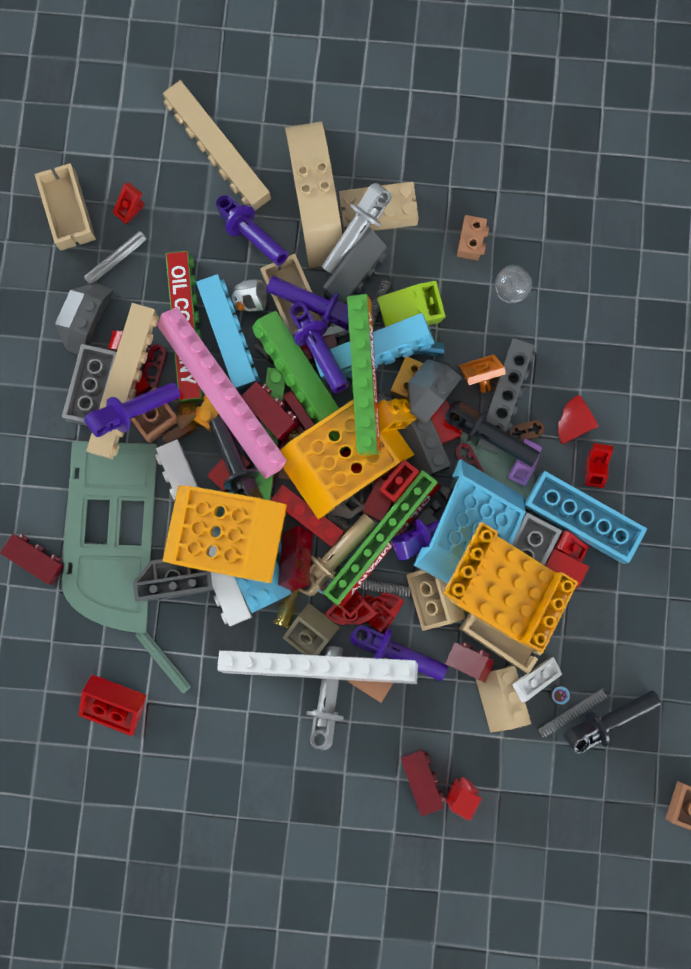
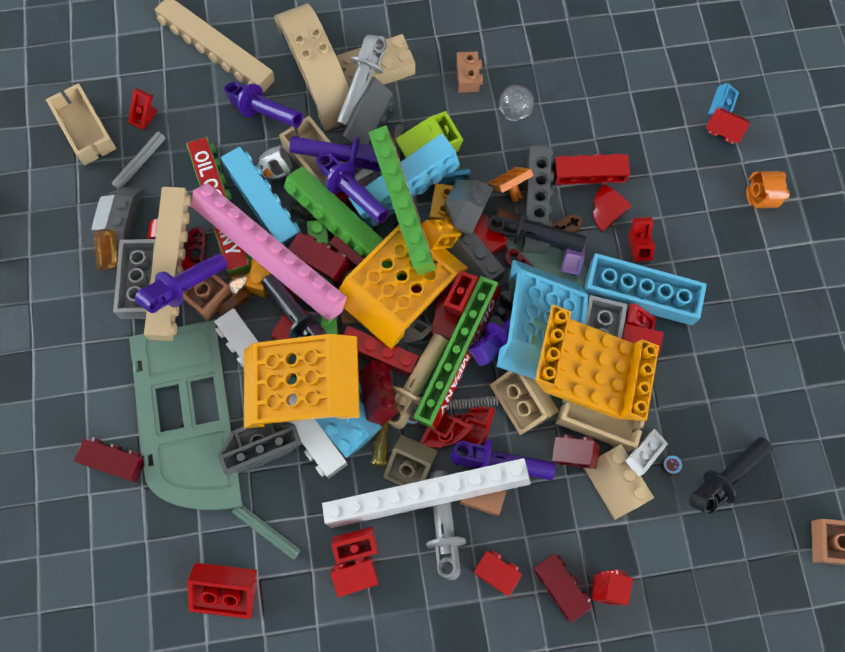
camera: 20 degrees left, 10 degrees down
(65, 348) = (105, 249): none -> clear orange slope
(234, 723) = (354, 576): none -> red brick
(240, 695) = (354, 545): none -> red brick
(366, 754) = (497, 573): none -> red brick
(557, 720) = (690, 480): light grey piece -> none
(569, 376) = (591, 169): none -> red brick

